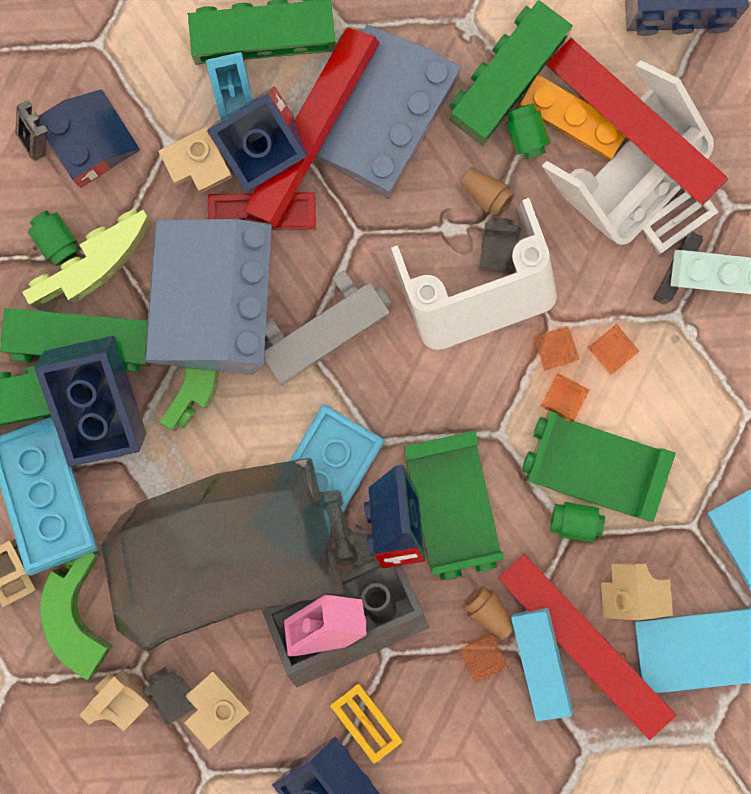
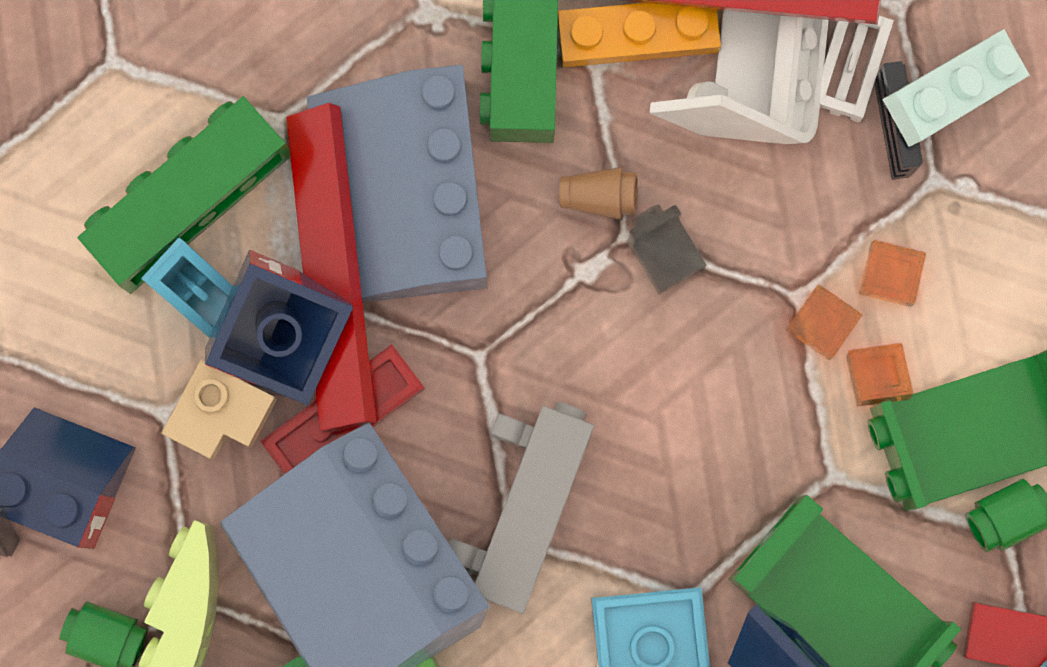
camera: 35 degrees left, 5 degrees down
(486, 308) = (672, 384): white windscreen -> none
(527, 131) = (597, 85): green brick -> none

